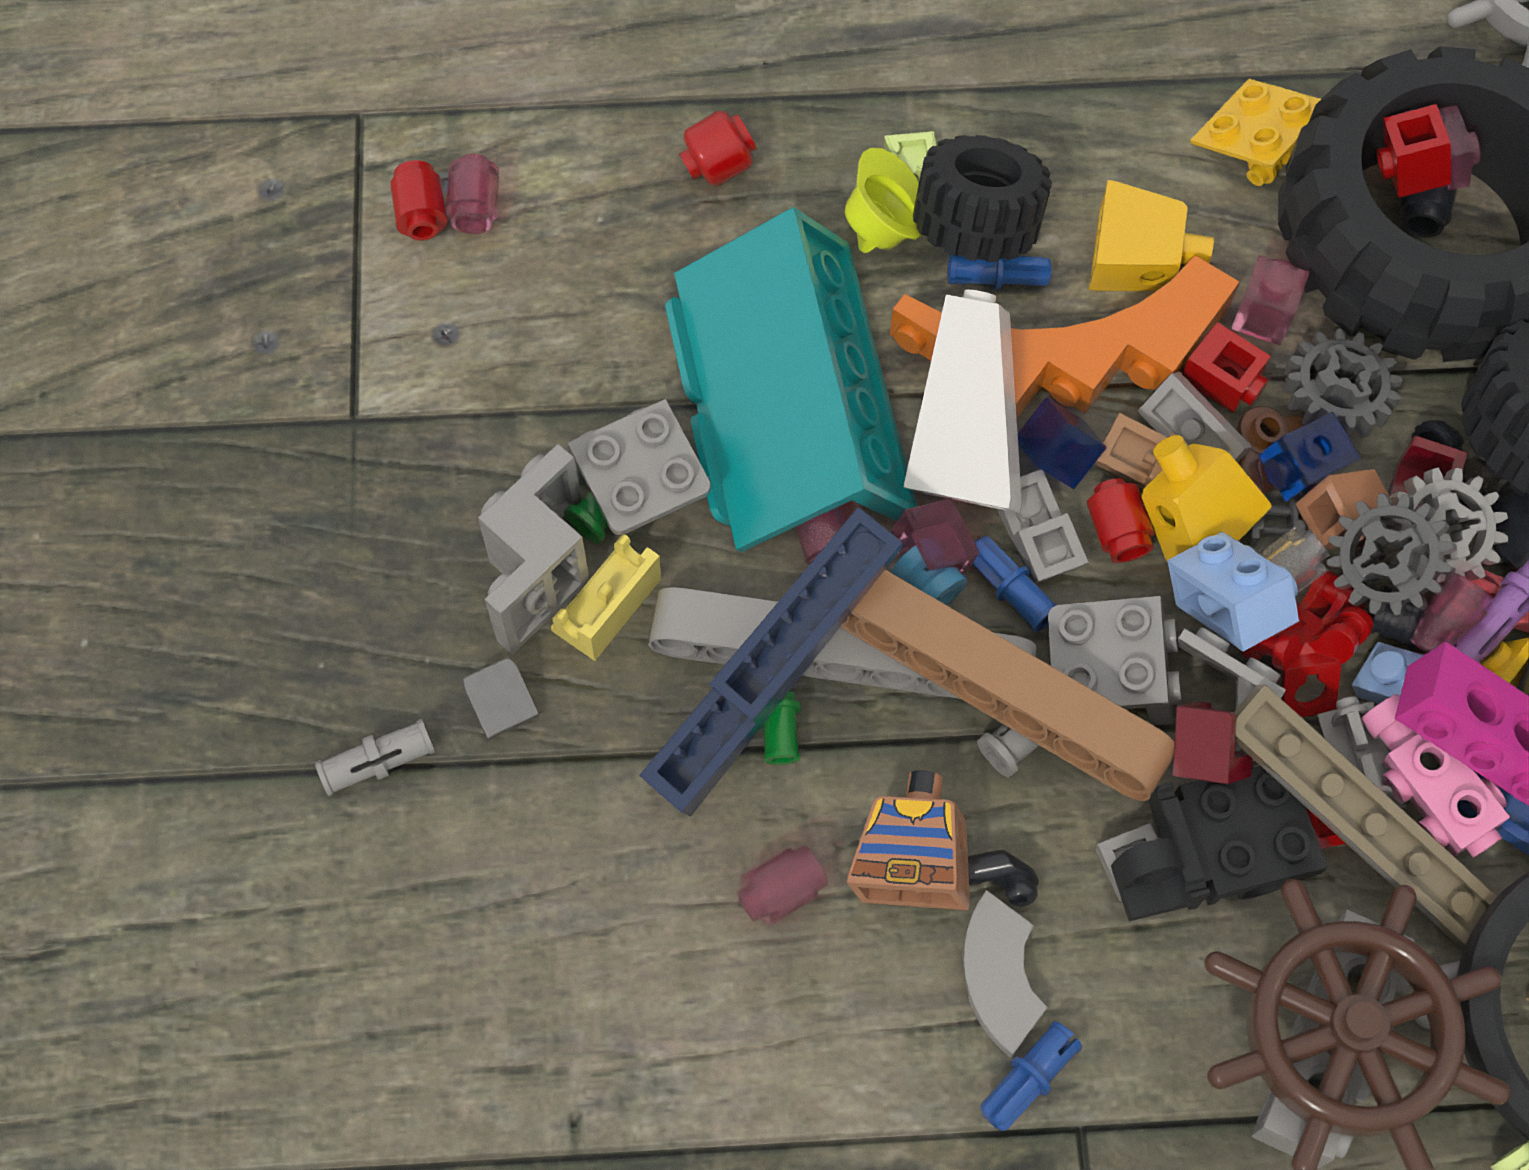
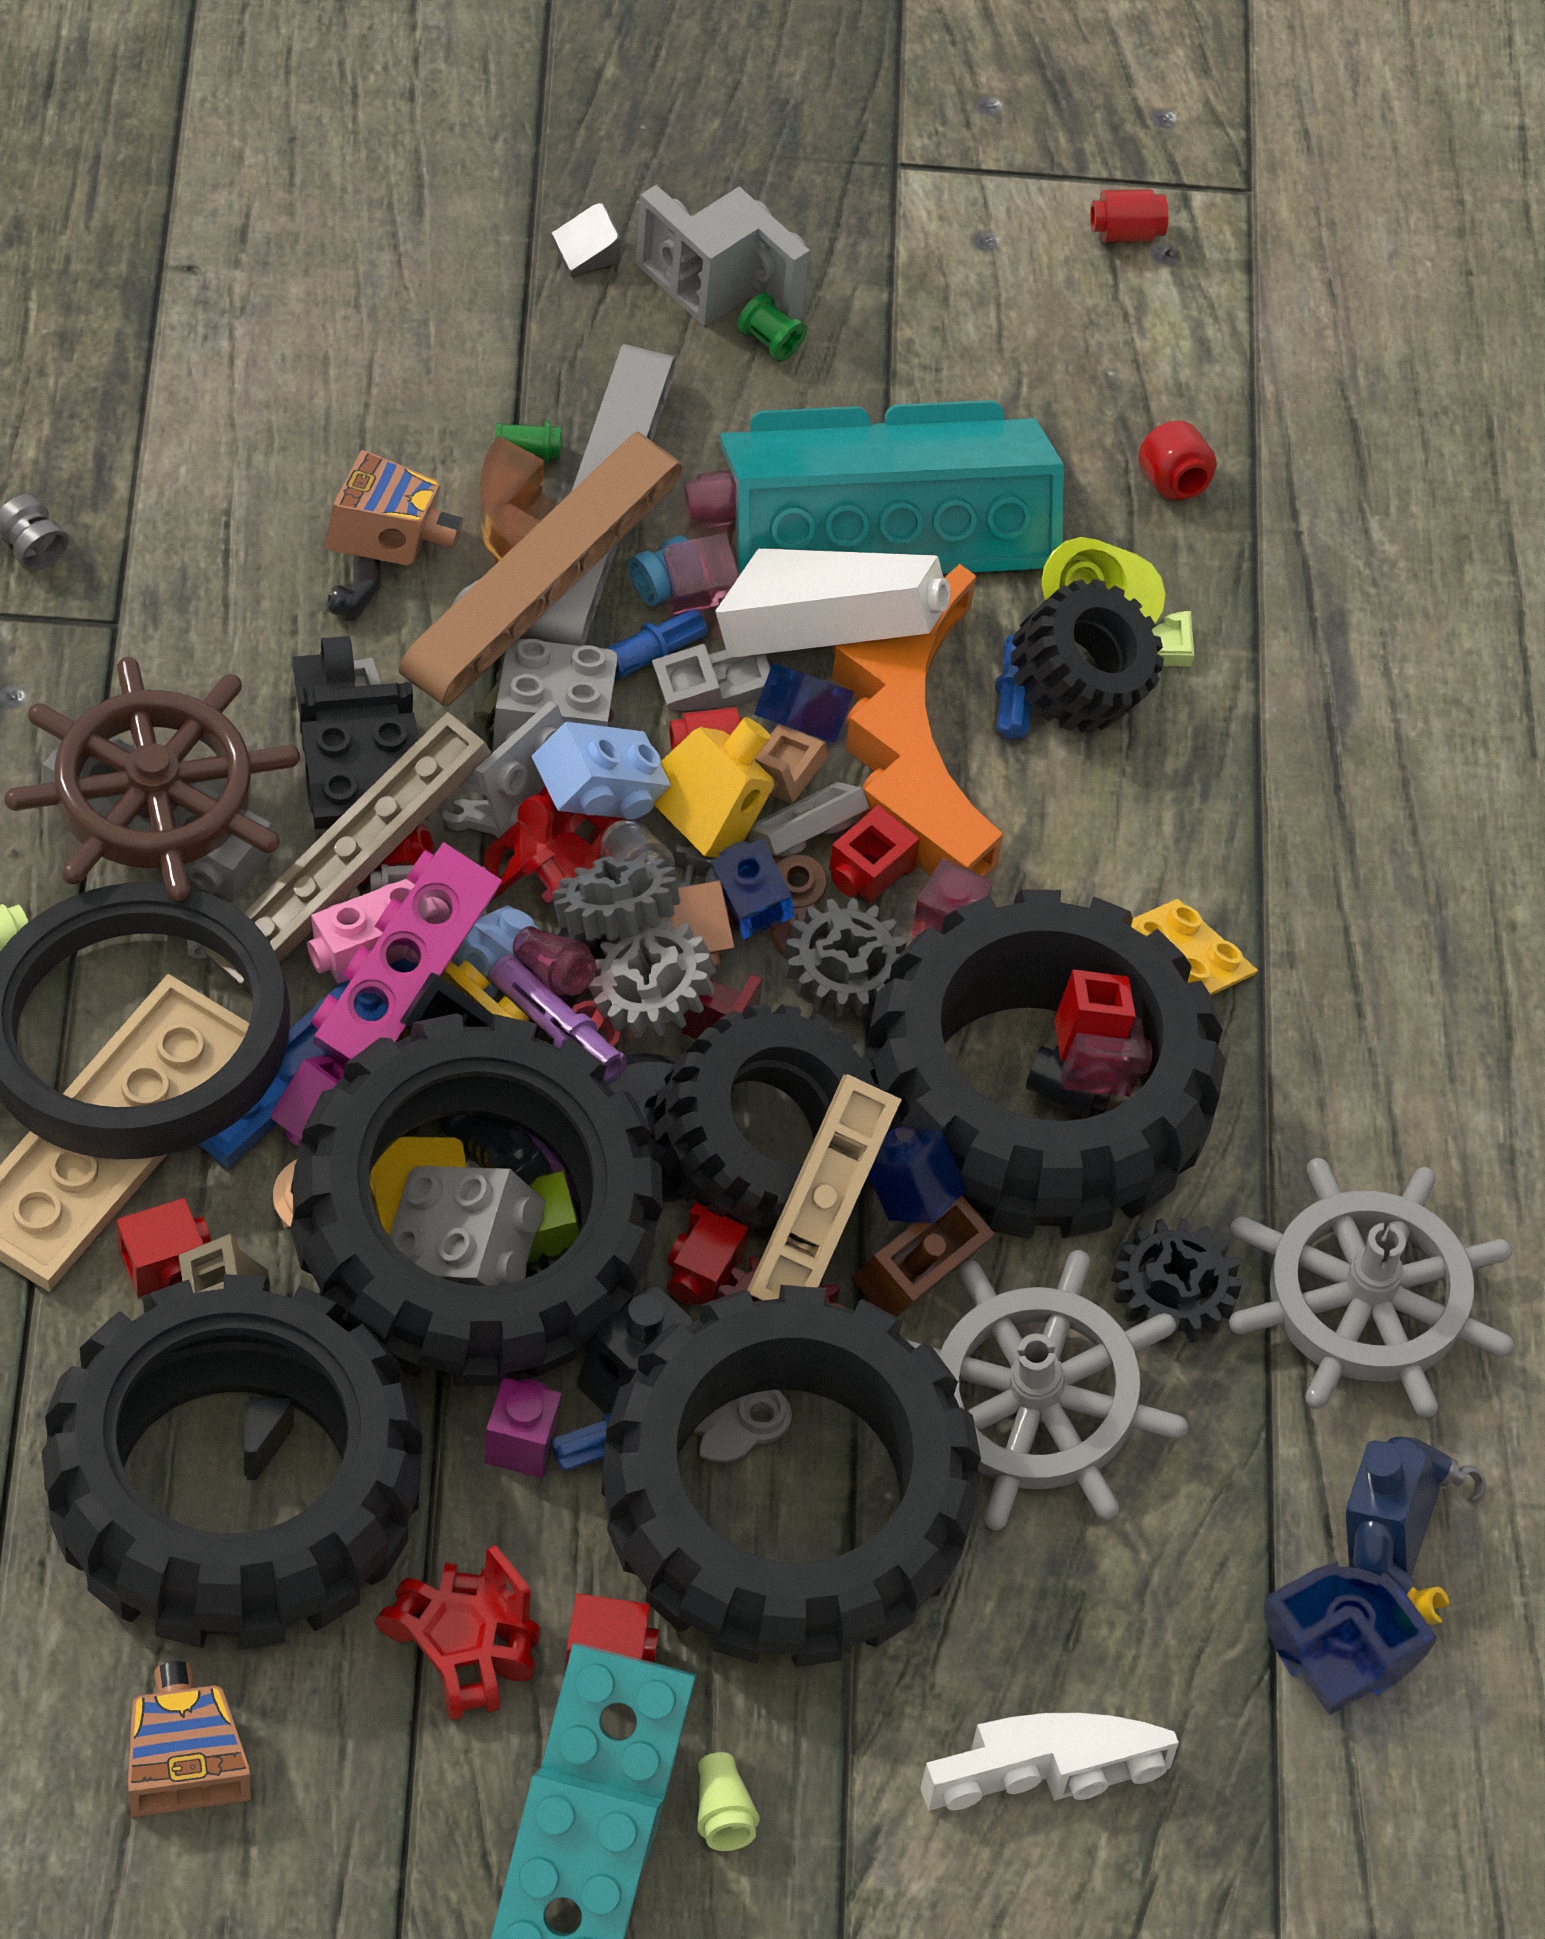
camera: 90 degrees right, 10 degrees down
(374, 757) = (542, 149): light grey pin -> none
(472, 194) = (1135, 258): clear pink brick -> none
(608, 599) = (674, 328): light yellow hinge -> none
(639, 468) = (804, 344): light grey bracket -> none
(771, 662) = (571, 397): dark blue slope -> none
(781, 885) = (373, 419): clear pink brick -> none
(862, 743) = (508, 489): none -> clear orange brick
(996, 973) = (266, 576): light grey tile -> none
(1030, 1076) = (166, 580): blue axle -> none
(1141, 240) = (1040, 809): yellow torso -> none
(1207, 745) = (428, 706): dark red panel -> none

